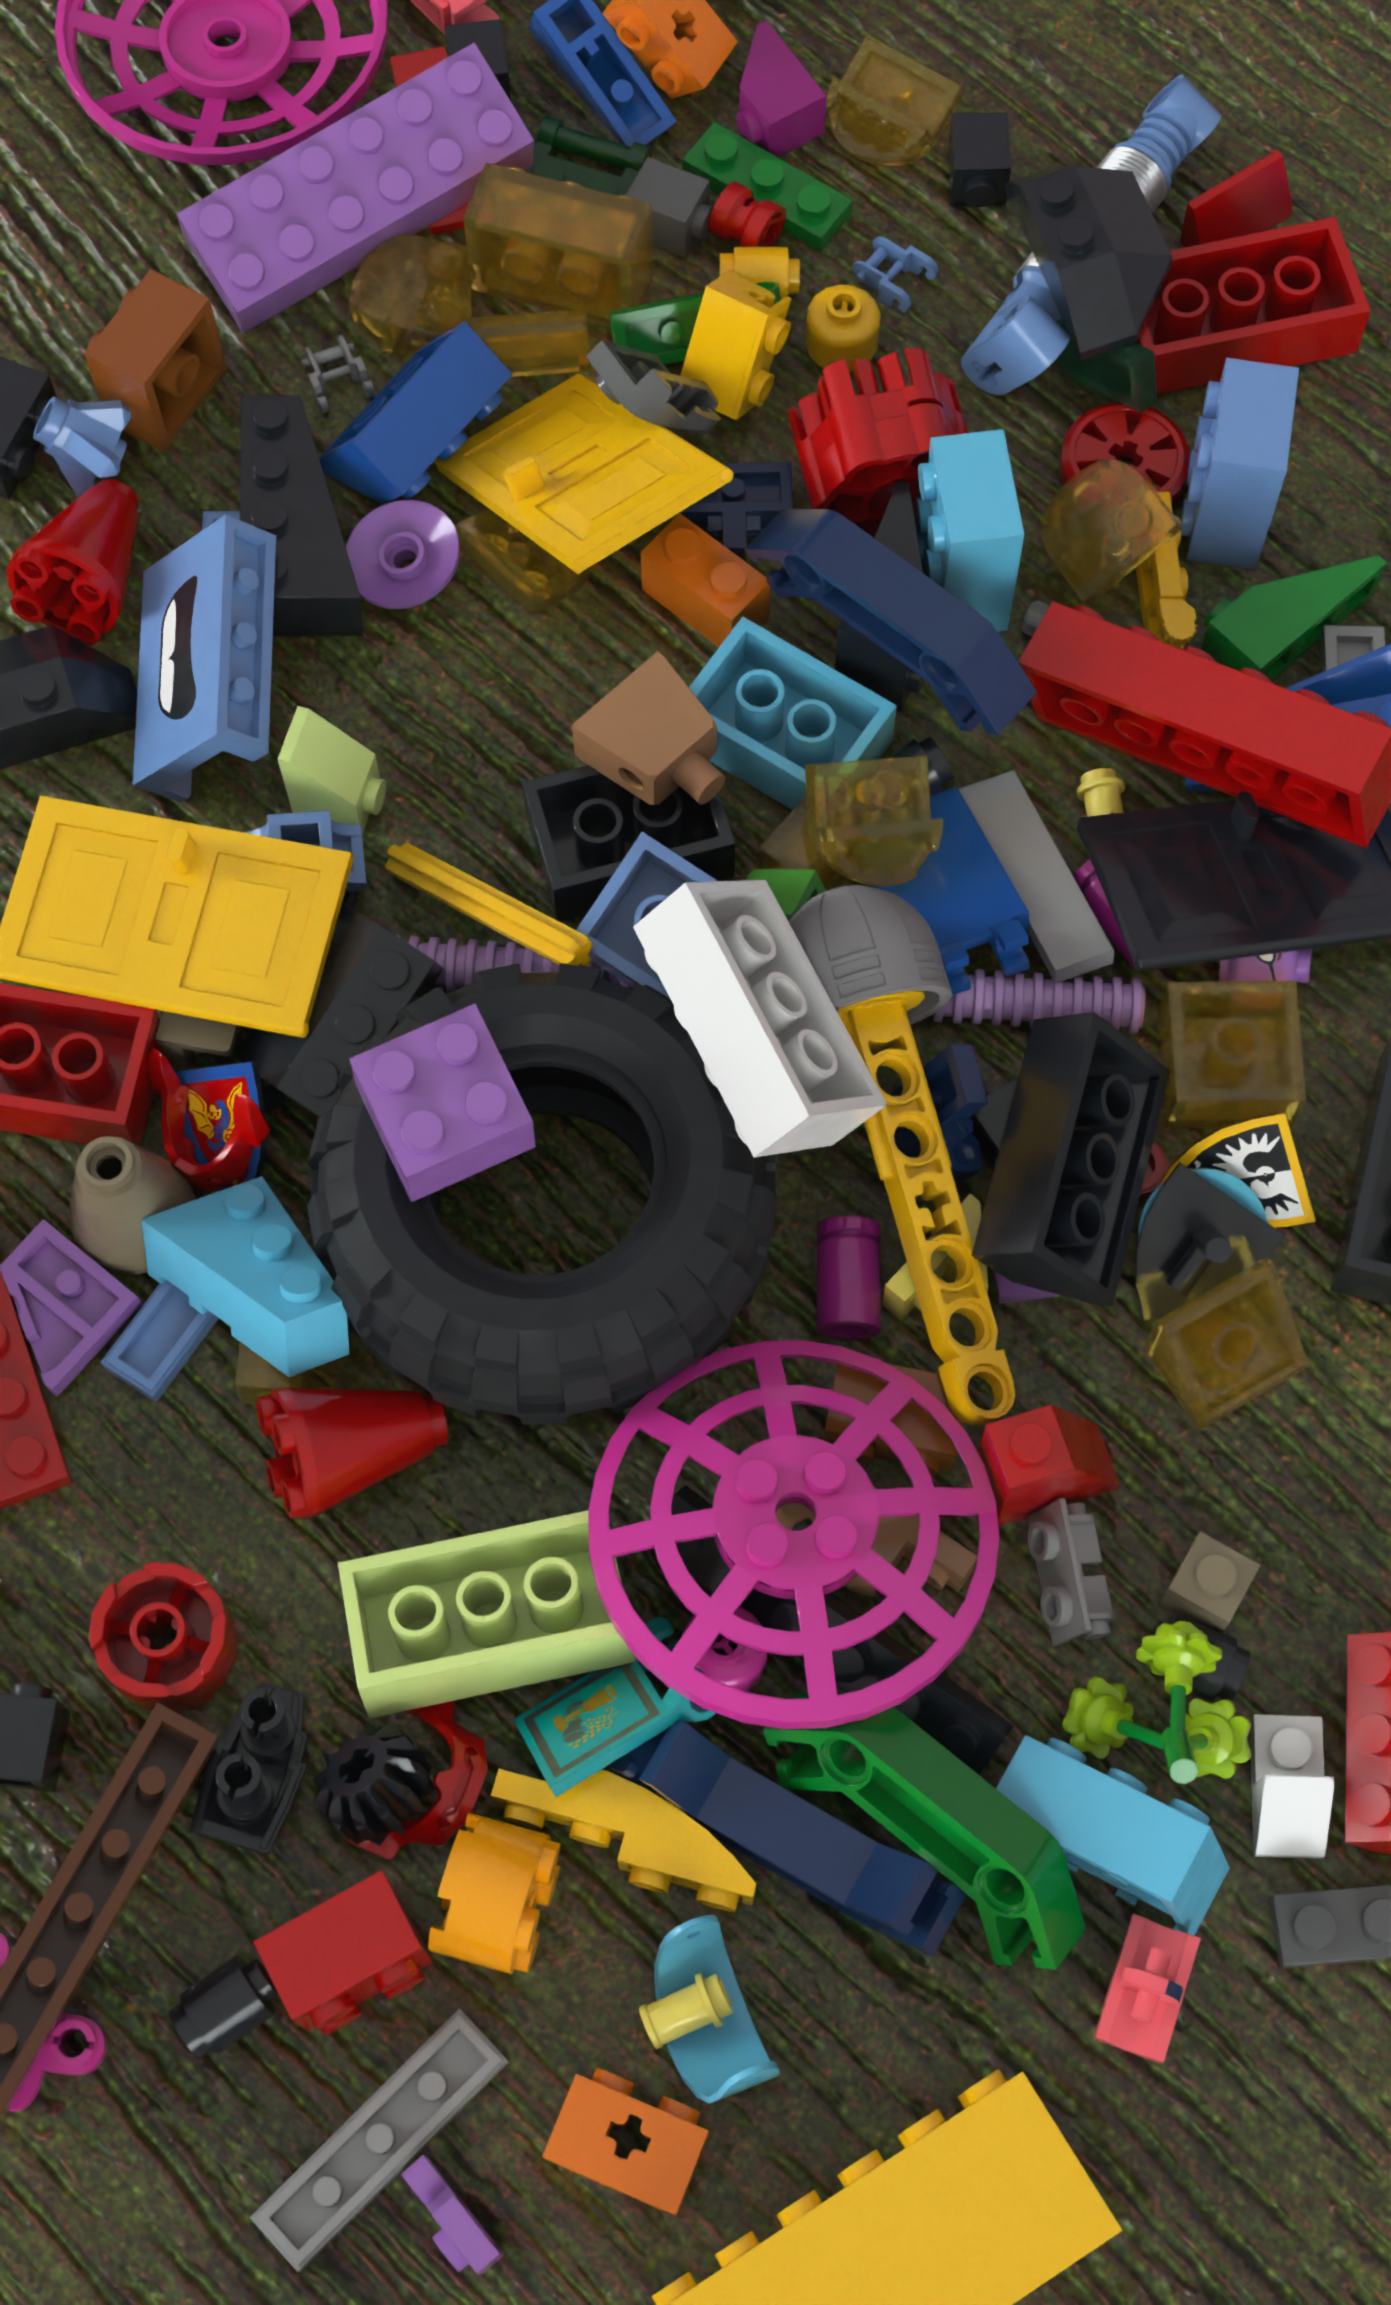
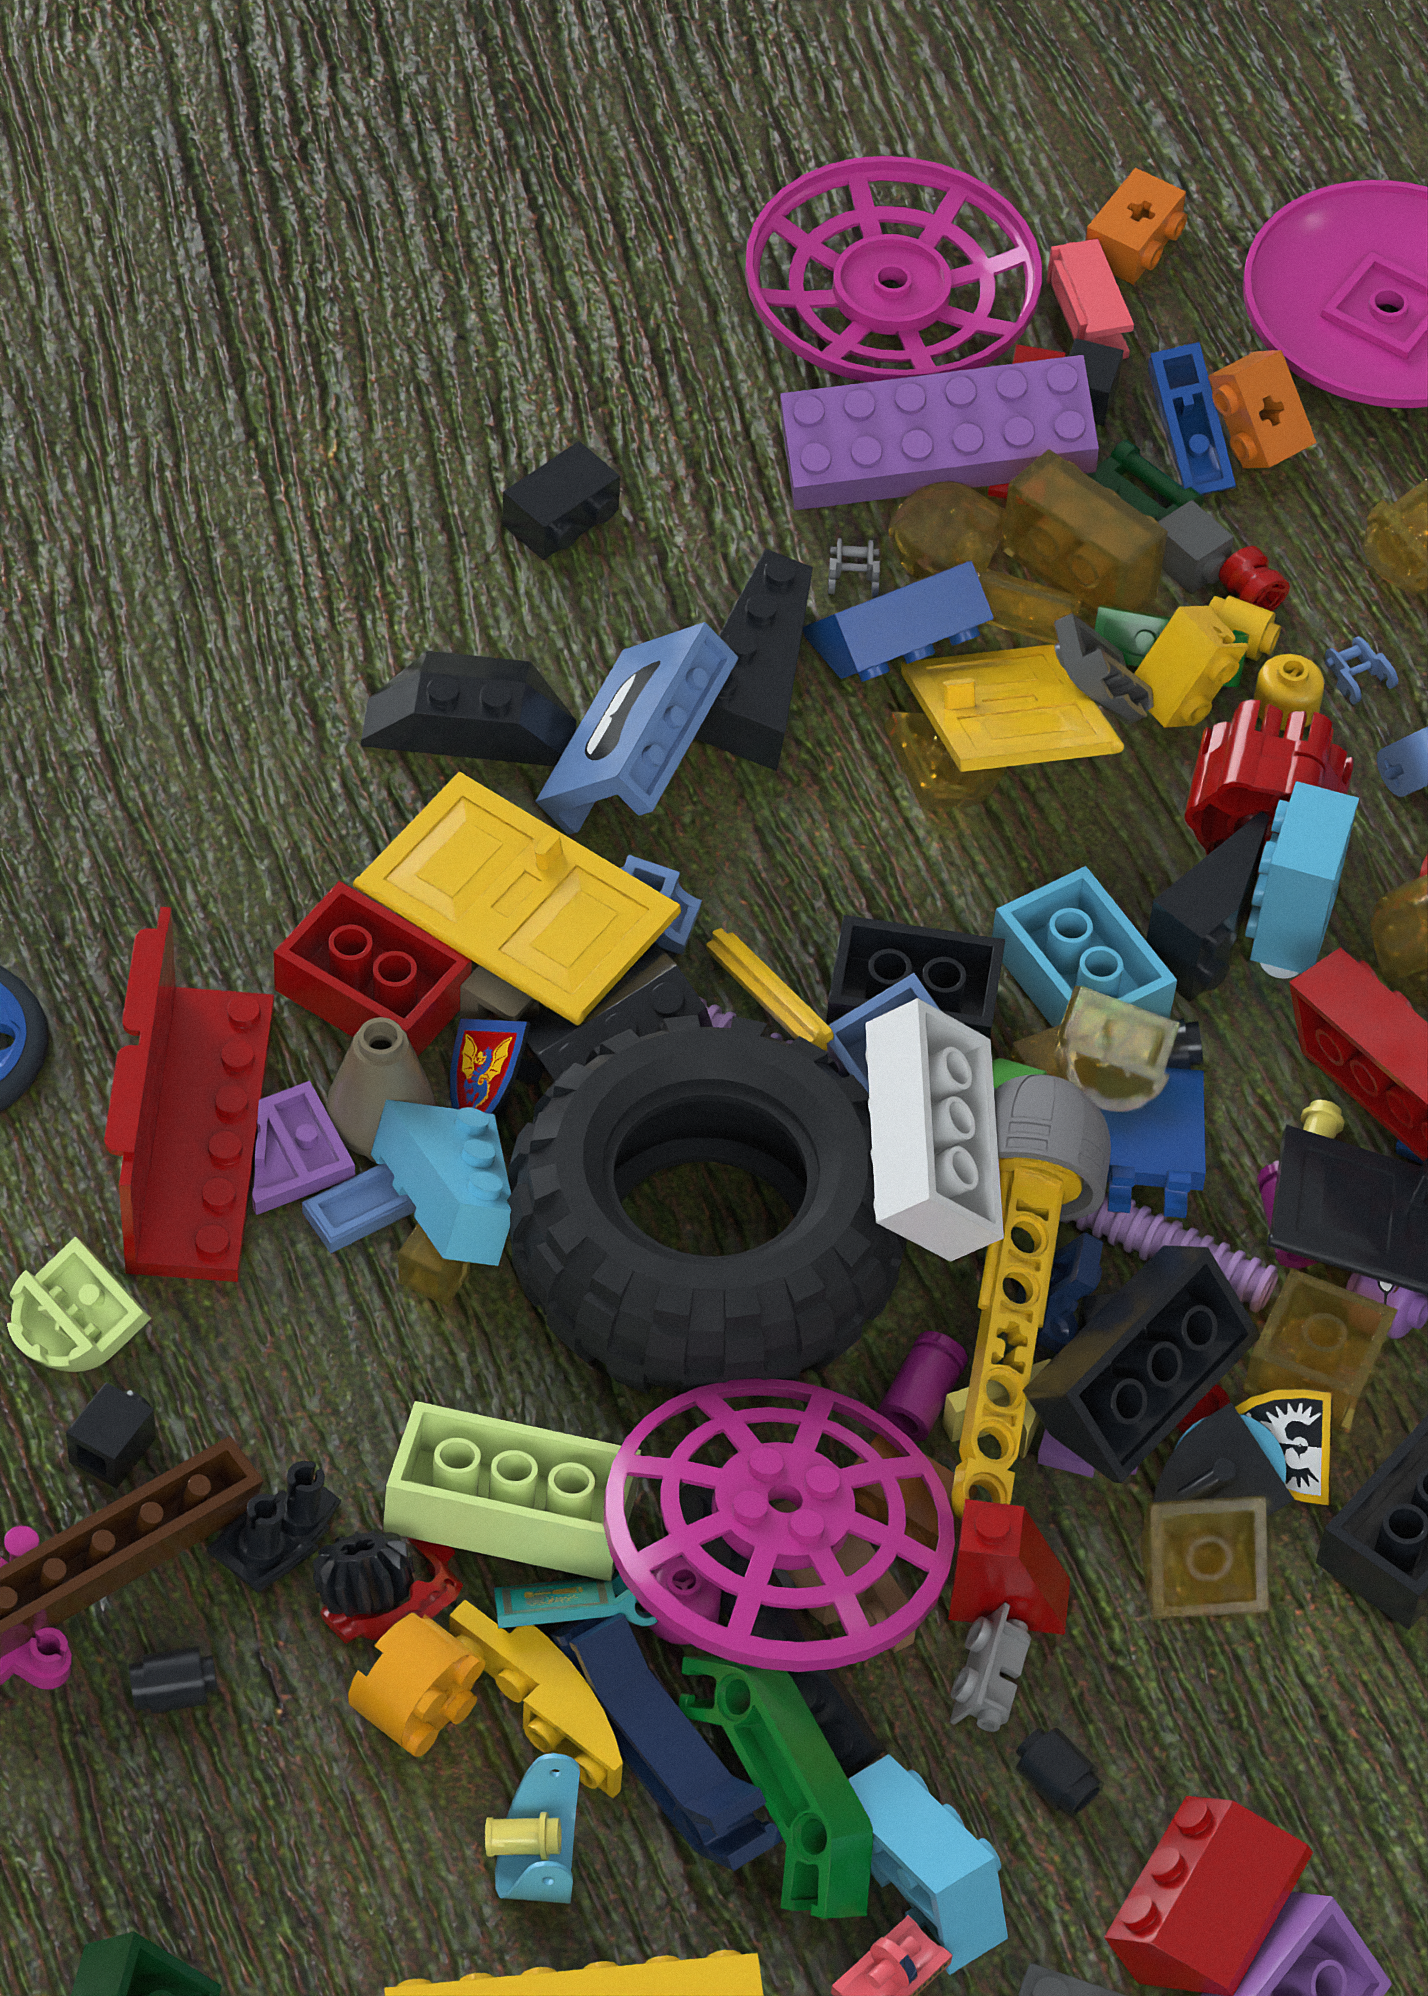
camera: 20 degrees right, 15 degrees down
(78, 564) = (573, 624): red cone -> none
(84, 439) = (623, 535): medium blue rock -> none
(146, 1604) = (259, 1400): red brick -> none
(157, 357) = (711, 498): dark orange brick -> none
(233, 1160) = (488, 1084): red helmet -> none
(329, 771) = (698, 847): yellowish green slope -> none
(343, 1441) = (464, 1329): red cone -> none
(344, 1955) = (283, 1672): red brick -> none
(379, 2140) = (243, 1827): light grey tile -> none
(397, 534) = (837, 719): medium lavender dish -> none
(443, 1102) = (656, 1084): medium lavender brick -> none
(461, 2236) = (272, 1910): medium lavender plate -> none
(584, 2146) = (437, 1934): orange brick -> none
(651, 736) = (961, 917): medium nougat torso -> none
(703, 581) = (1072, 831): orange brick -> none
(745, 503) = (1130, 789): dark blue hinge -> none
(778, 97) = (1328, 498): magenta slope -> none
(811, 207) = (1313, 592): green plate -> none
(898, 611) = (1208, 906): dark blue piece -> none
(1059, 914) = (1231, 1159): light grey tile -> none
(1195, 1743) = (1037, 1745): lime plant -> none
(1209, 1583) = (1097, 1717): dark tan brick -> none
(1289, 1787) = (1084, 1897): white slope -> none

